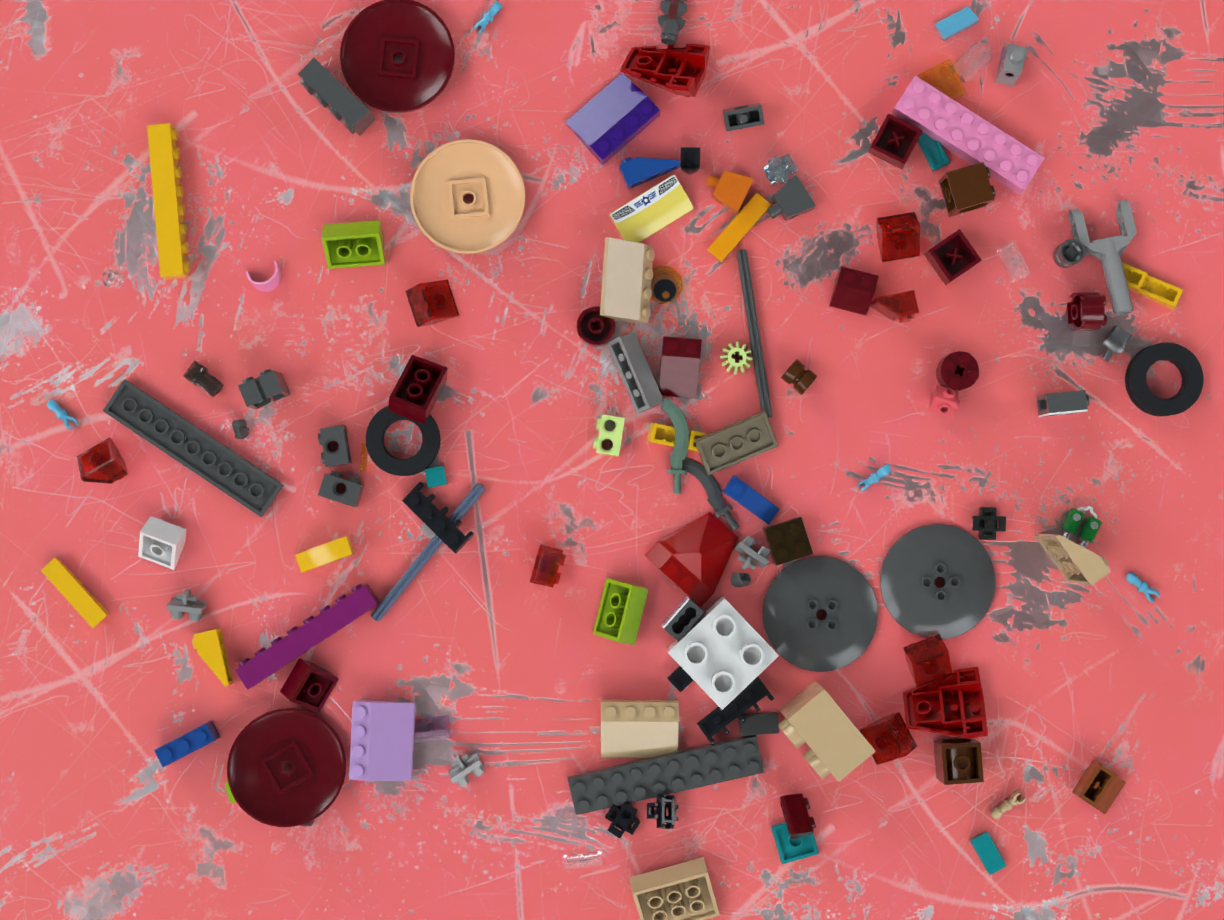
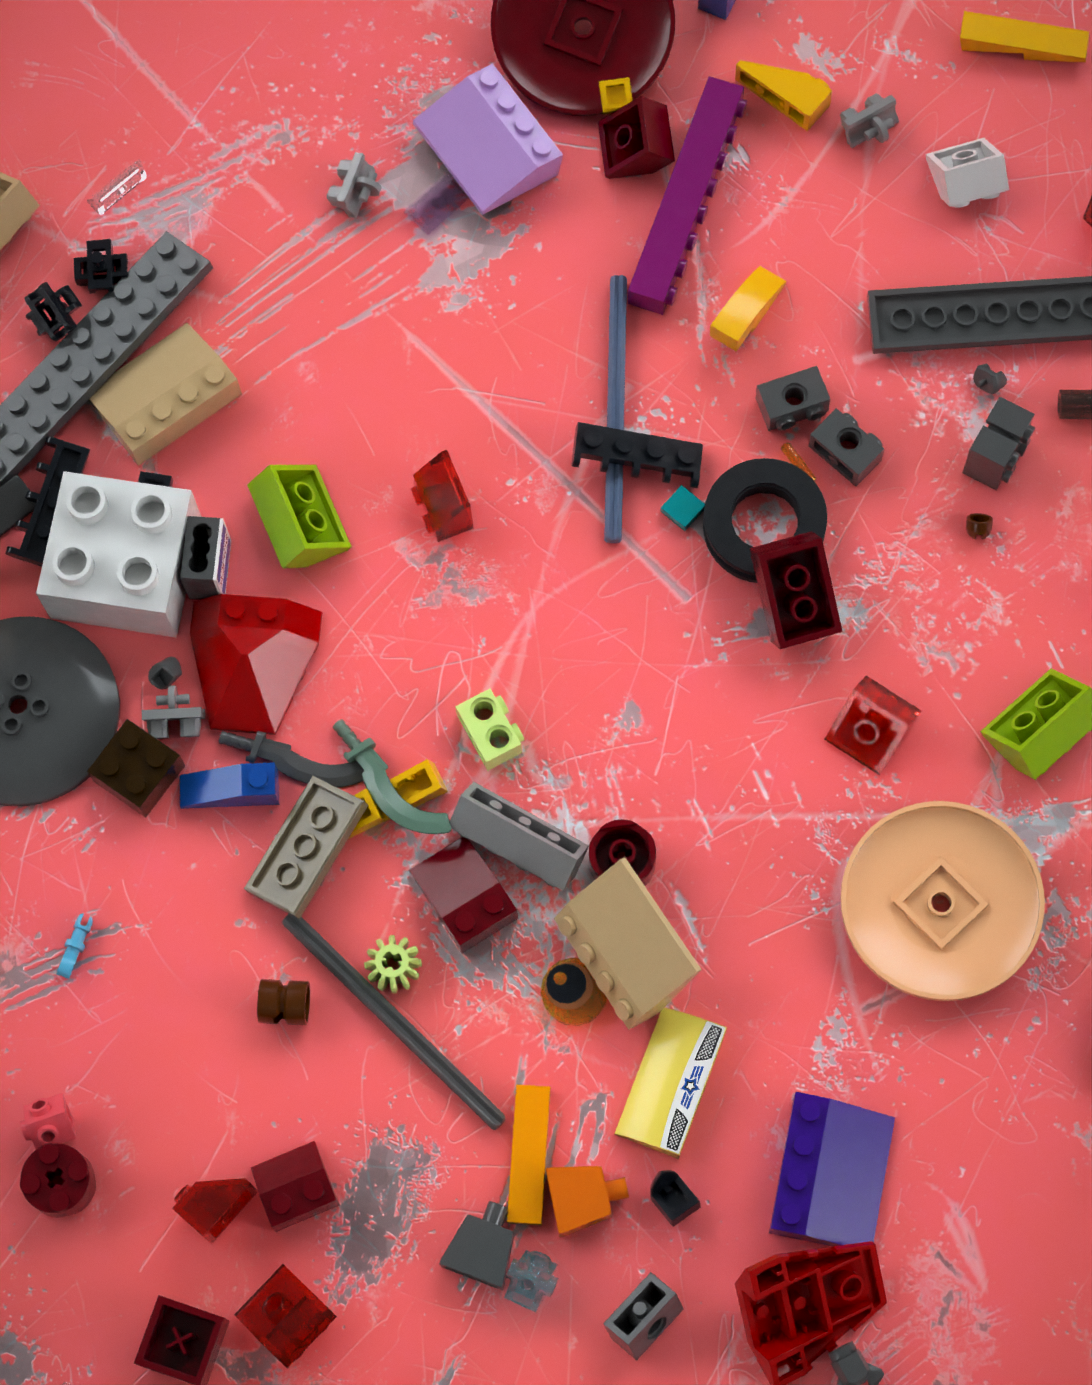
camera: 145 degrees right, 15 degrees down
(300, 716) = (615, 94): none -> yellow tile
(301, 360) = (979, 525): none -> reddish brown hinge
(642, 170) = (730, 1128): blue slope -> none

